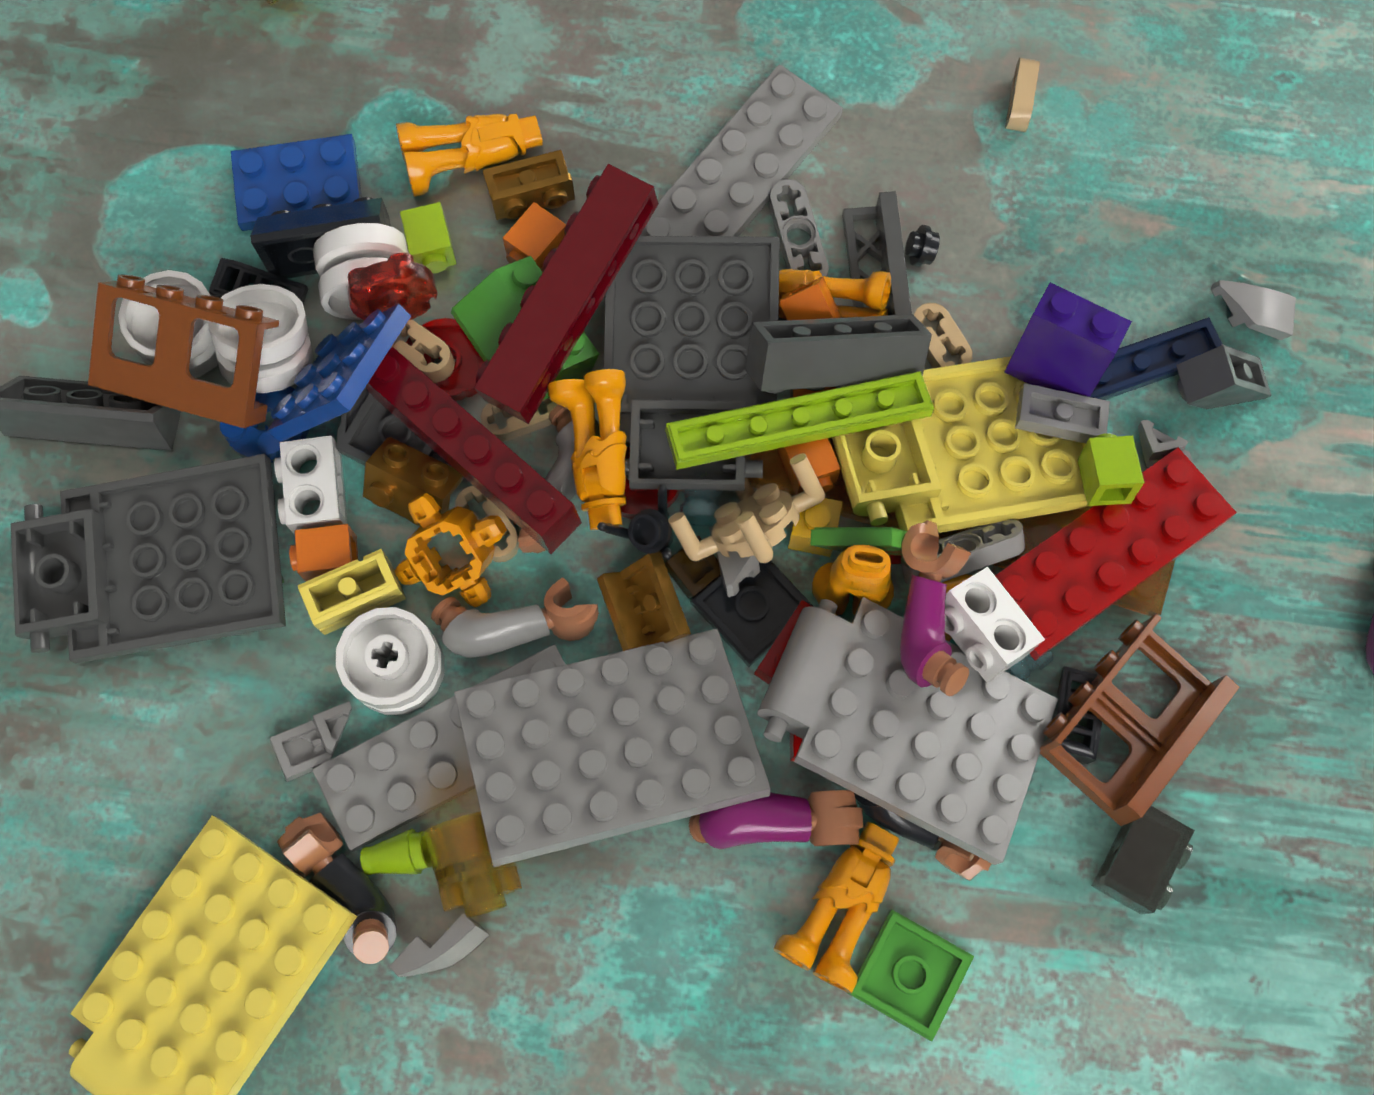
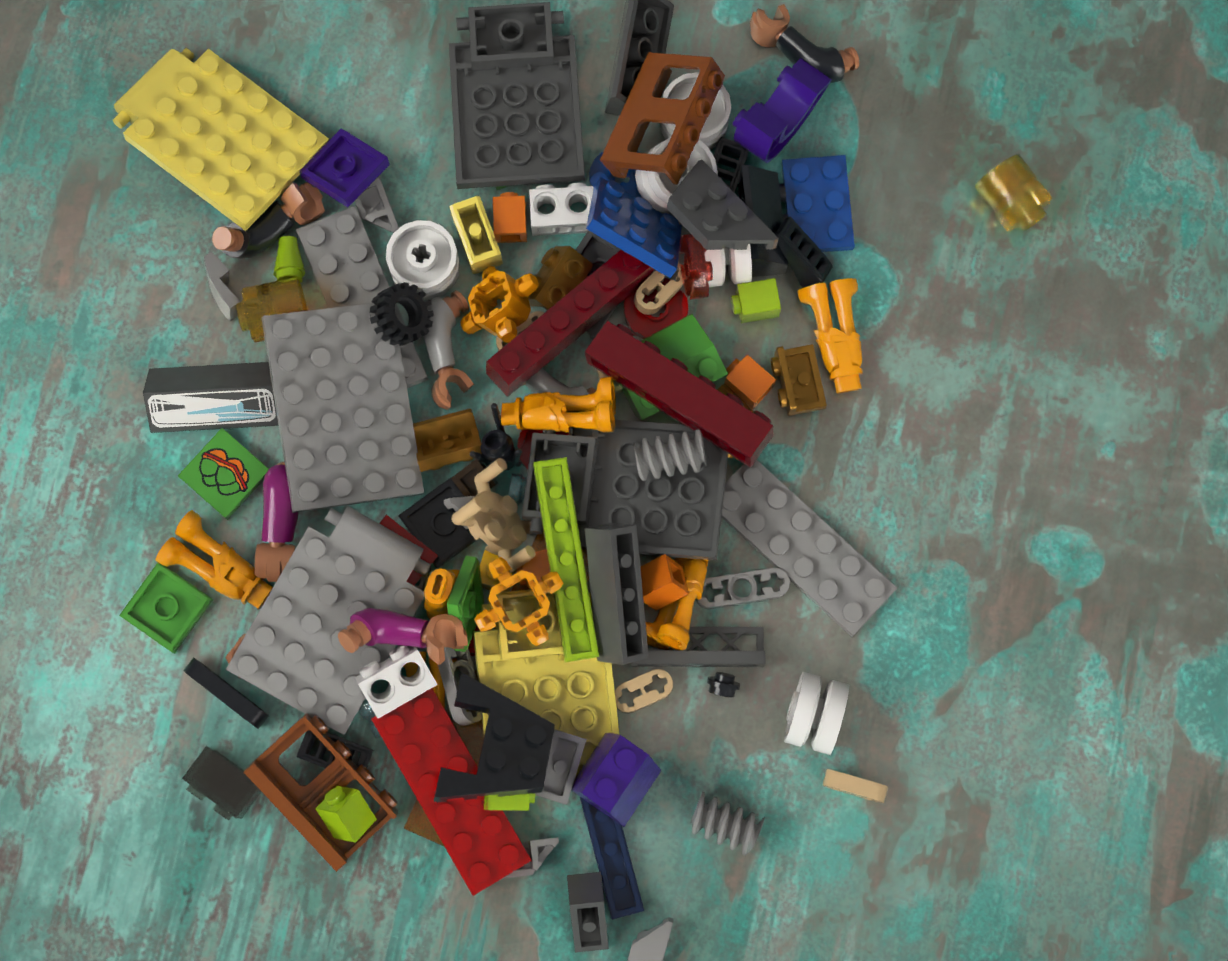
camera: 95 degrees right, 5 degrees up
(103, 192) = (795, 46): none -> piece
(185, 226) = (770, 126): none -> dark purple brick
(256, 786) = (344, 167): none -> dark purple plate
(319, 262) = (716, 213): none -> dark grey wing
(371, 180) = (802, 254): none -> black slope
(477, 688) = (388, 321): none -> black tyre
(601, 943) = (209, 397): none -> dark grey slope
(648, 292) = (670, 455): none -> light grey piece
(712, 913) = (224, 473): none -> bright green tile
(840, 479) = (501, 570): none -> light orange piece
(948, 128) = (821, 714): none -> white wheel
(1020, 871) = (226, 693): none -> black beam
(1061, 461) = (512, 749): none -> black wing
(1091, 229) = (726, 824): none -> light grey piece
(1162, 683) = (346, 813): none -> lime brick

